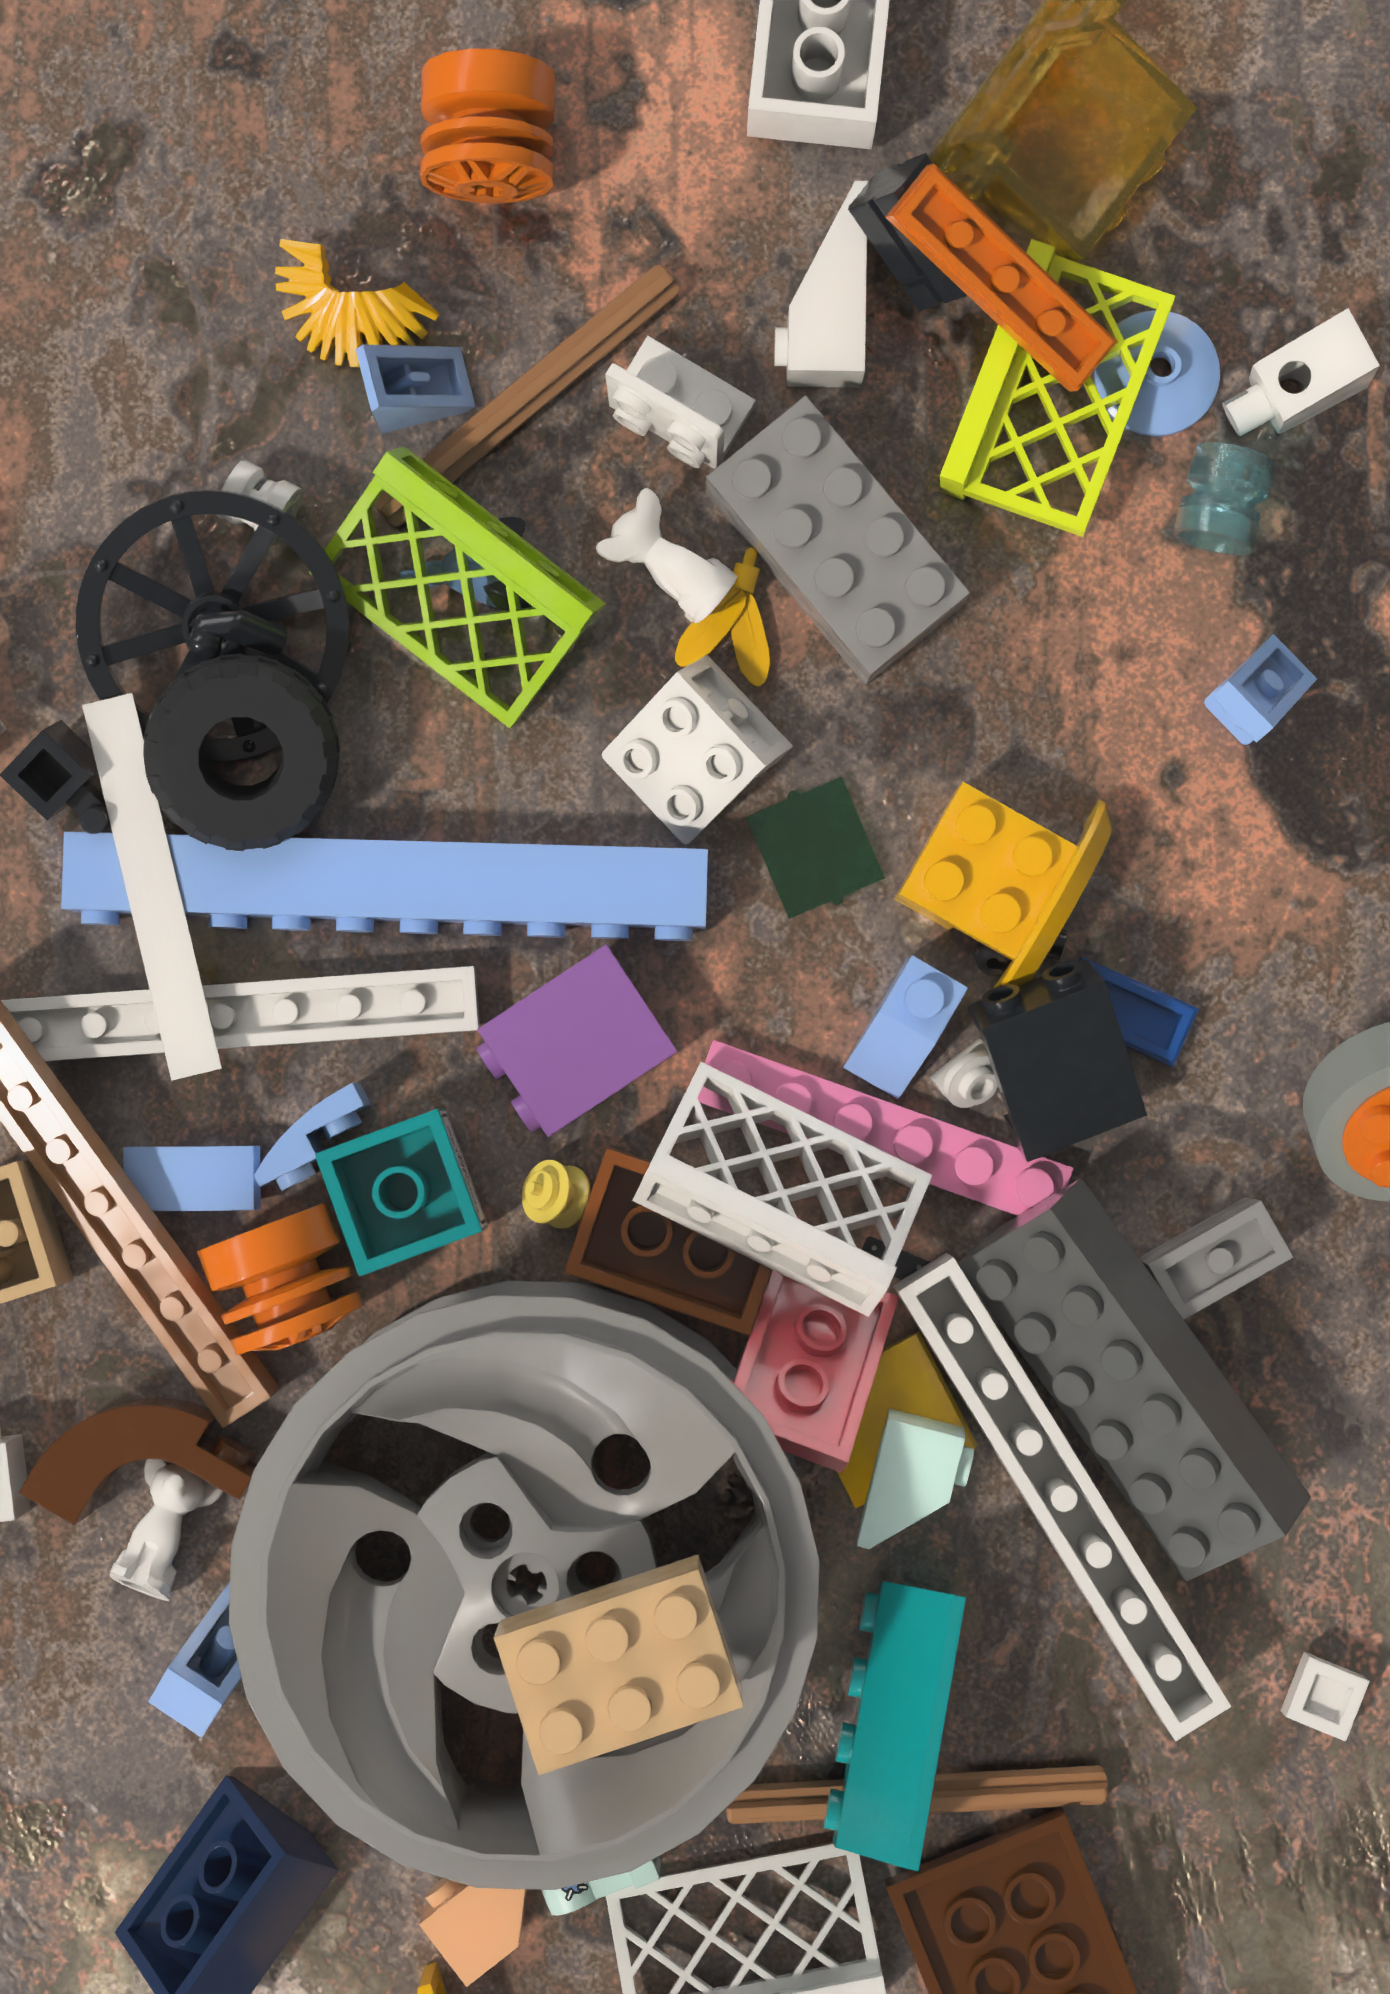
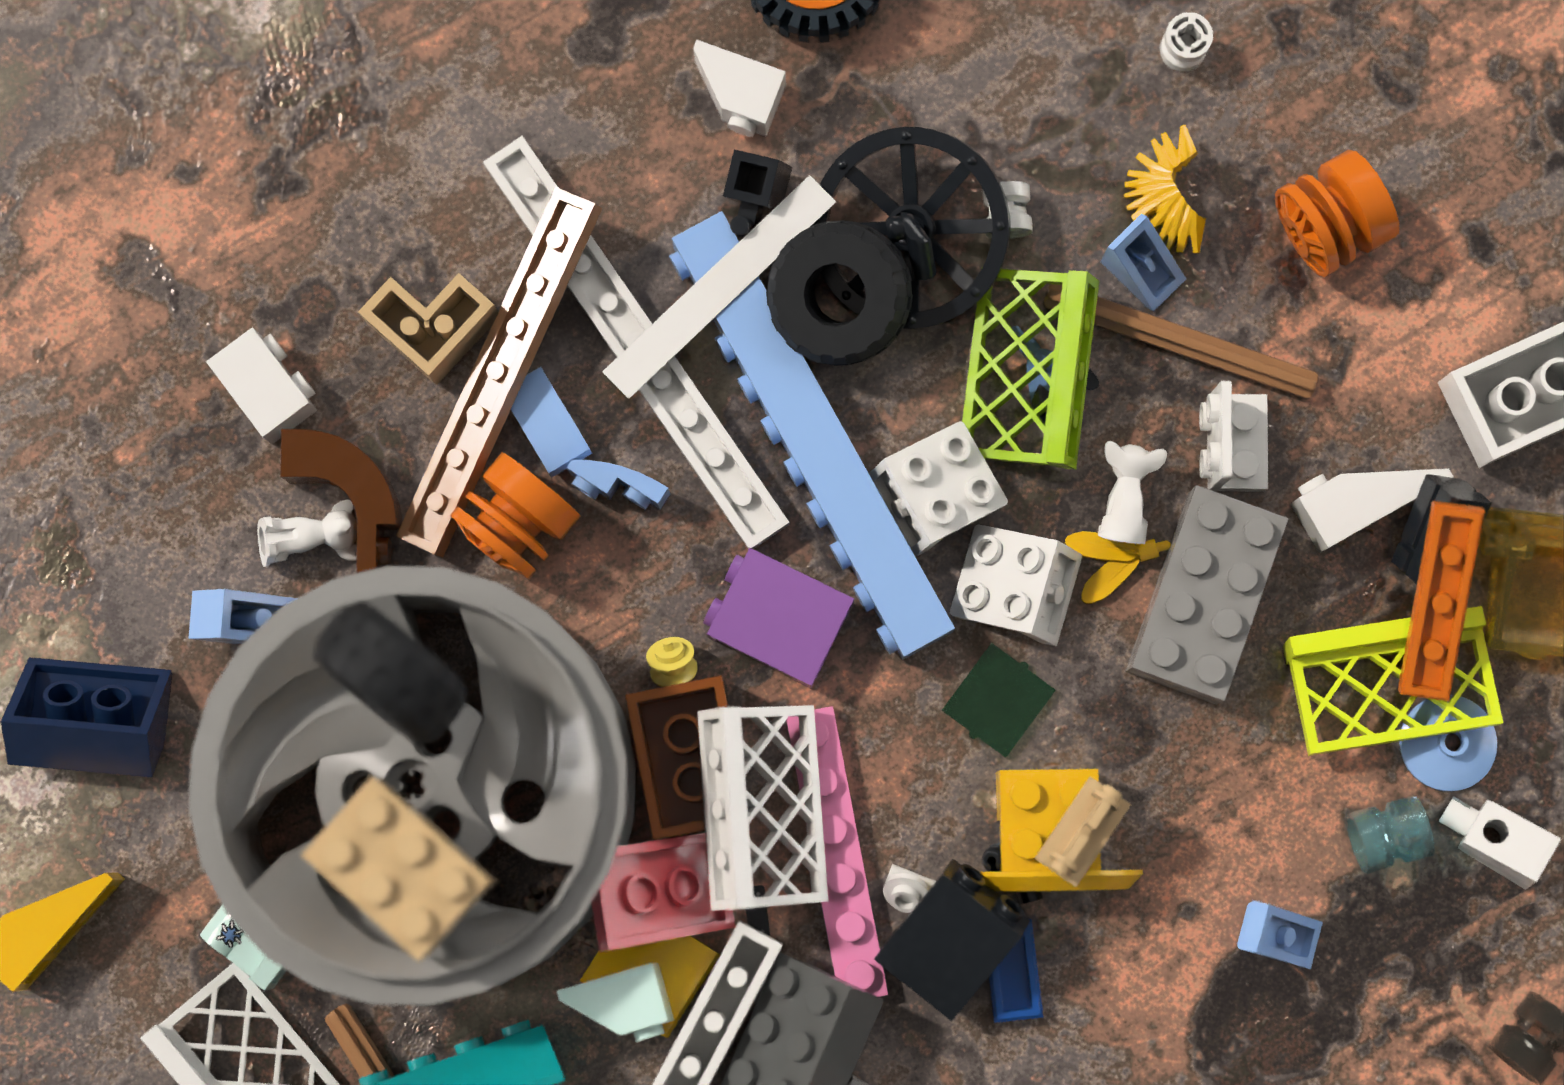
camera: 60 degrees right, 5 degrees down
(194, 191) = (1183, 52): none -> white wheel
(384, 1549) = (390, 672): none -> black tyre
(401, 1191) = (616, 560): teal brick -> none
(473, 1925) = (171, 886): light nougat slope -> none
(533, 772) = (937, 487): none -> white bracket
(905, 1026) = (915, 827): light blue slope -> none
(1025, 840) = (1083, 831): none -> tan hinge

